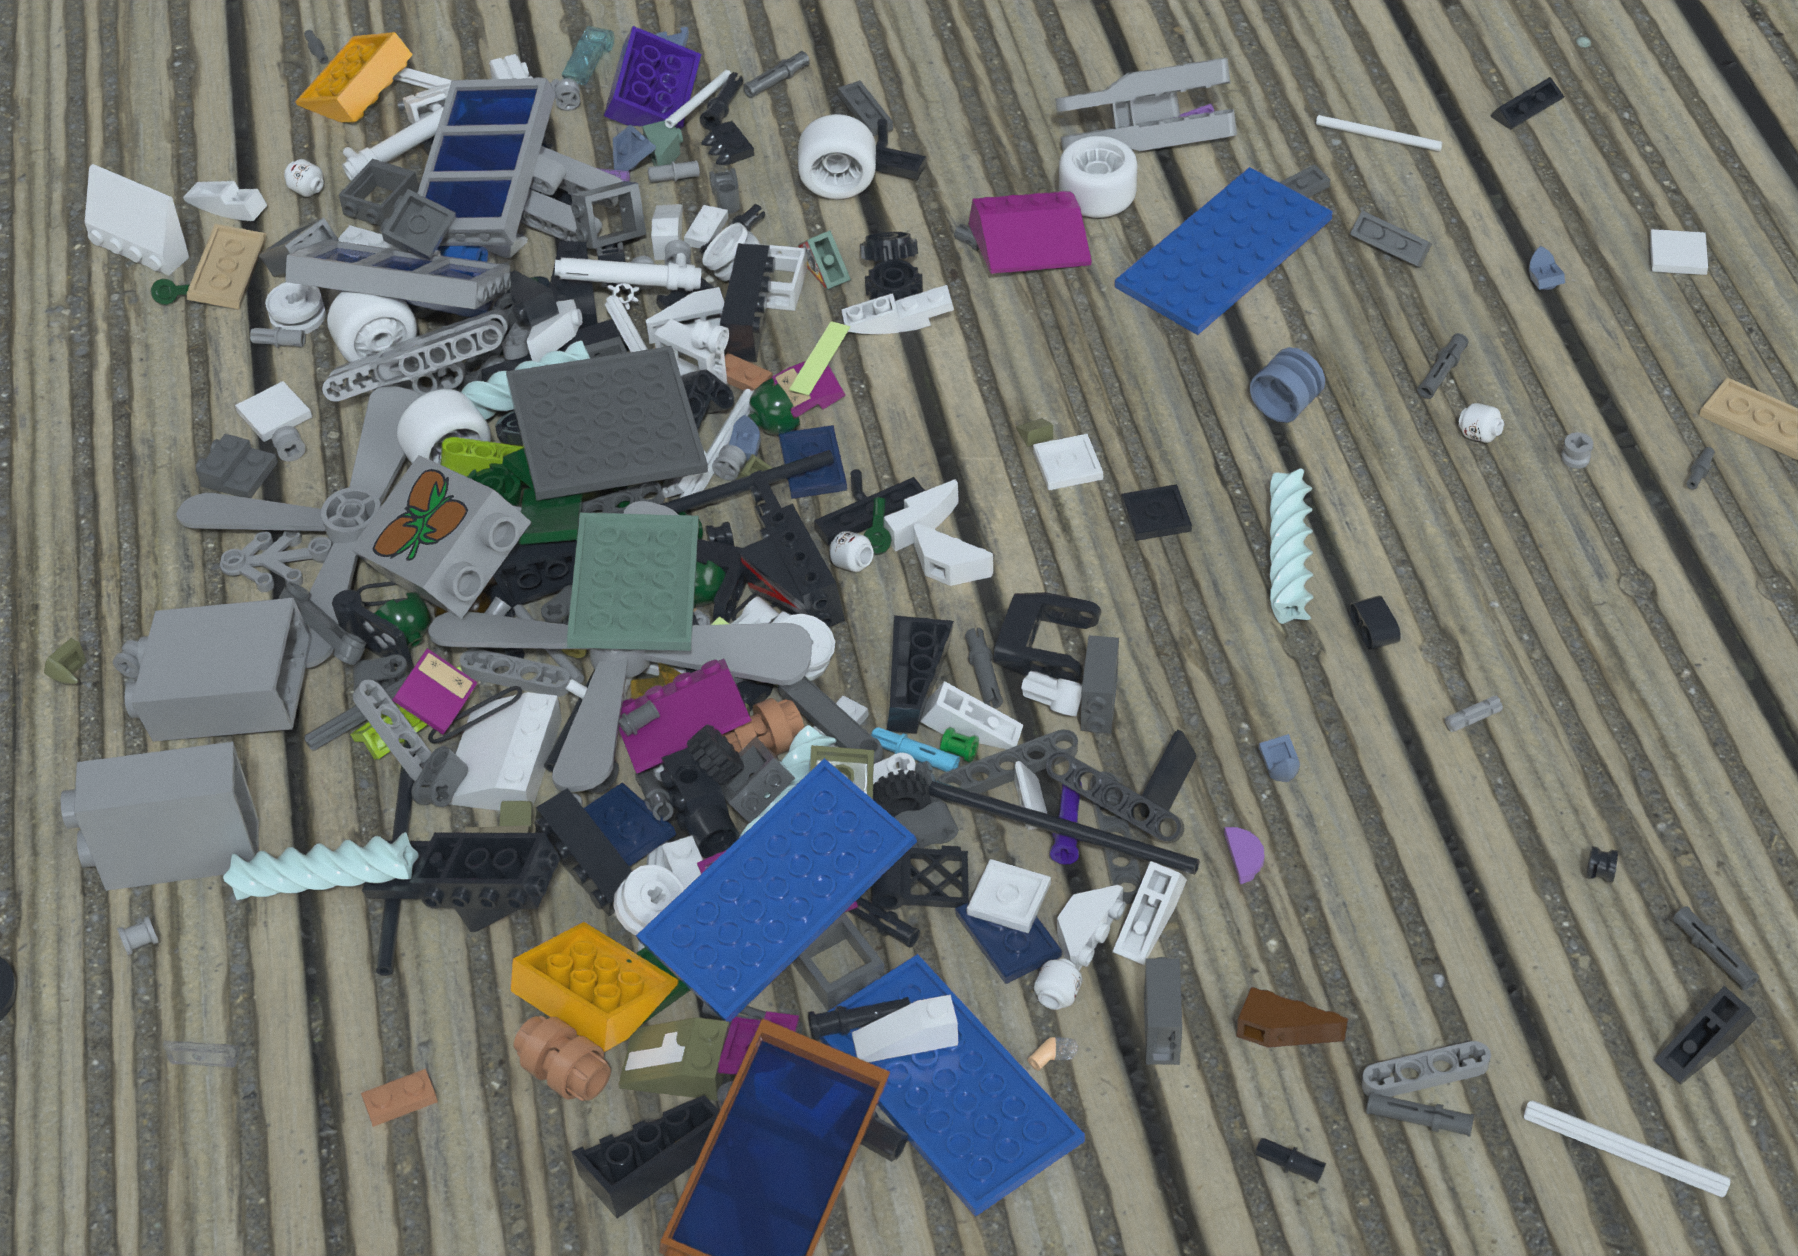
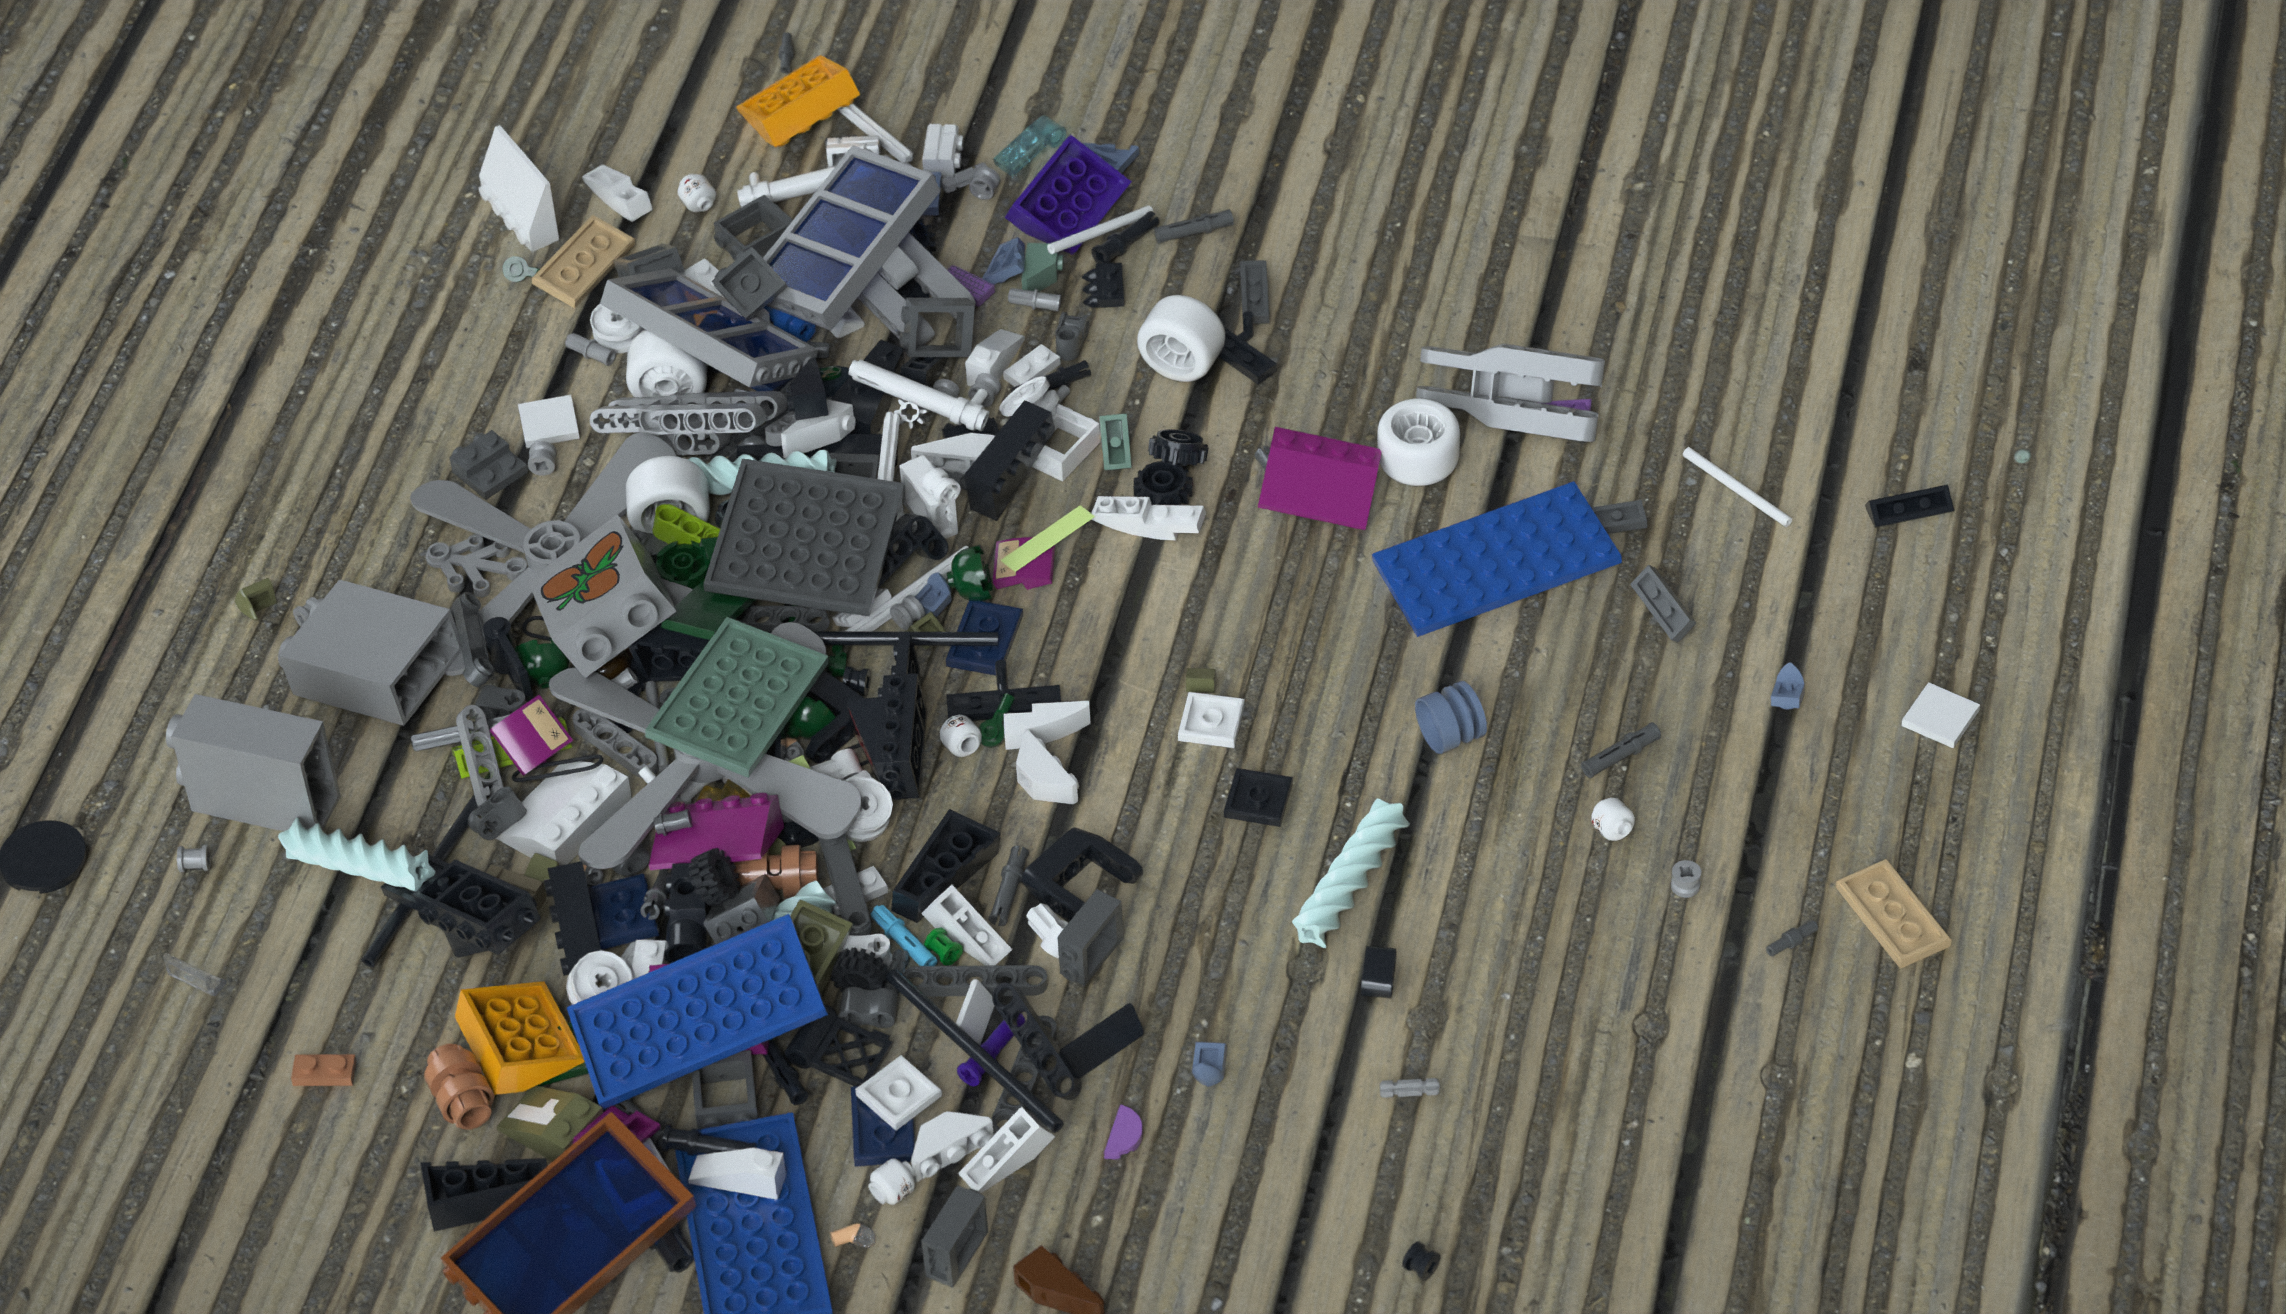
camera: 25 degrees right, 0 degrees up
(744, 374) = (975, 528): nougat plate -> none

